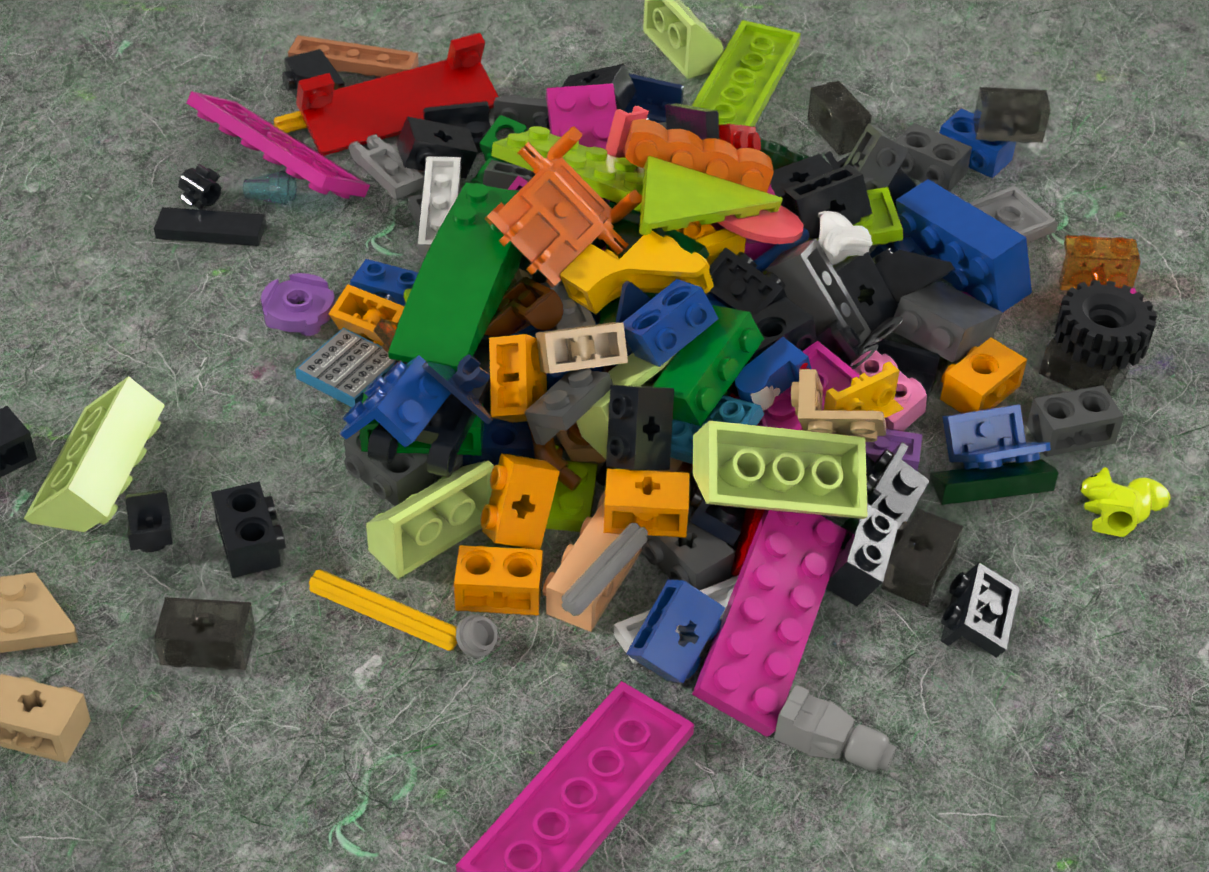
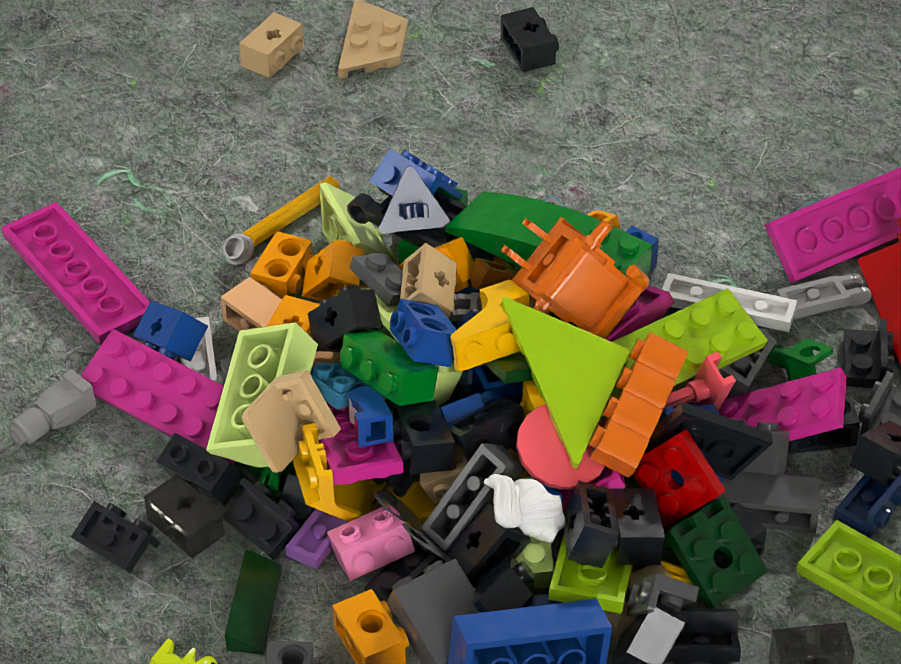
camera: 110 degrees right, 0 degrees up
(97, 459) = (495, 89): yellowish green slope -> none
(149, 521) = (418, 109): black bracket -> none
(200, 187) = (813, 171): black gear -> none
(204, 633) = (303, 122): clear smoke brick -> none
(210, 226) = (767, 180): black tile -> none
(247, 529) = (378, 141): black brick -> none
(284, 313) = (649, 200): medium lavender plate -> none
(434, 139) = (828, 303): black brick -> none
(604, 569) = (240, 299): light grey axle -> none
(840, 340) = (417, 501): black bracket -> none
(990, 438) = (275, 605): bracket -> none

